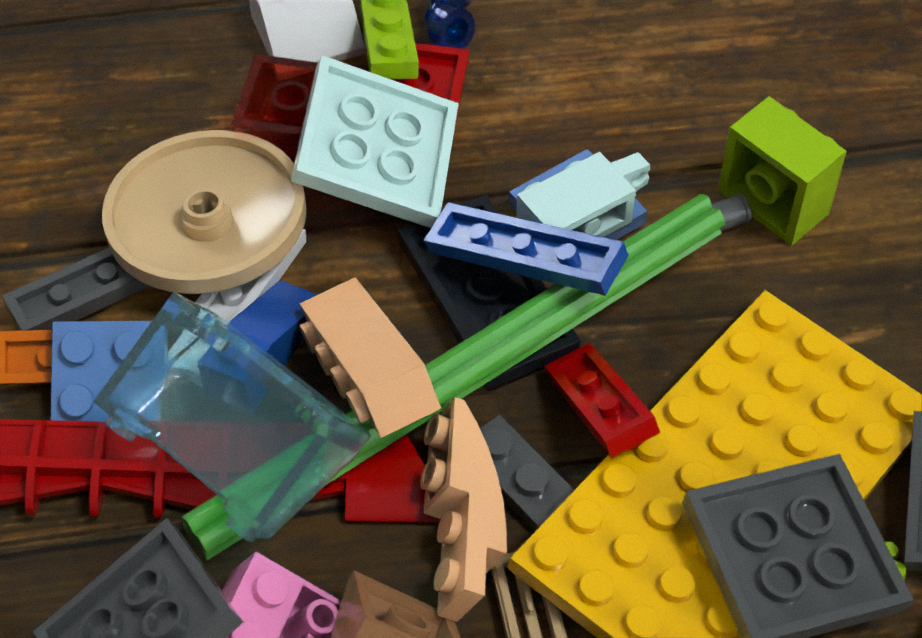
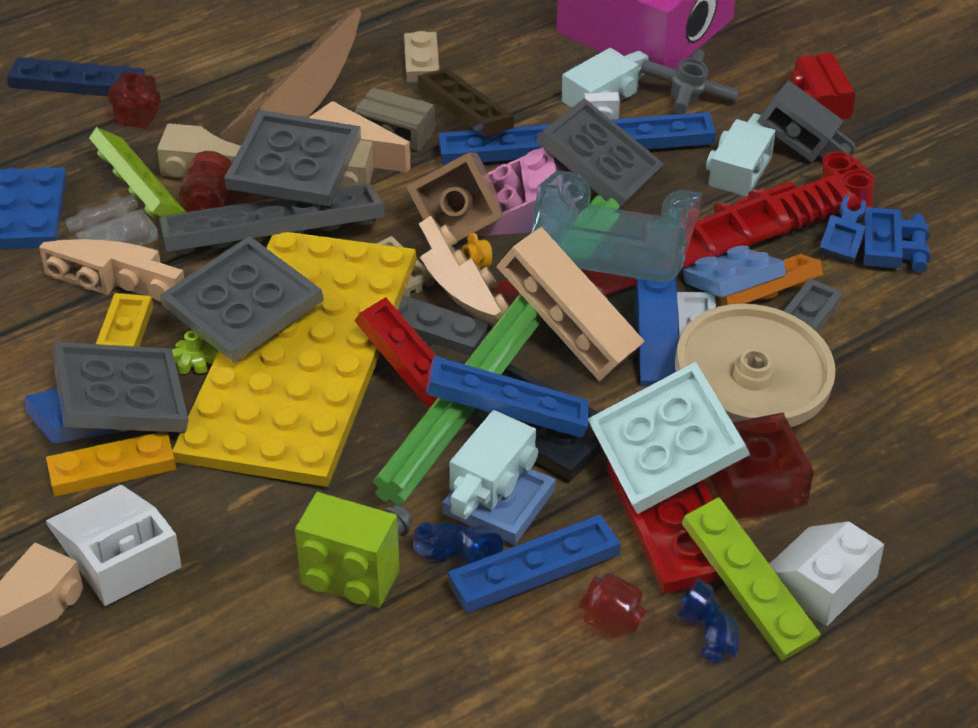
camera: 155 degrees right, 10 degrees down
(414, 560) = (478, 250): none -> light orange plate
(532, 51) = (612, 605): none -> clear red head
(580, 125) = (533, 563): none -> blue plate
(667, 184) = (444, 539): none -> clear blue arm

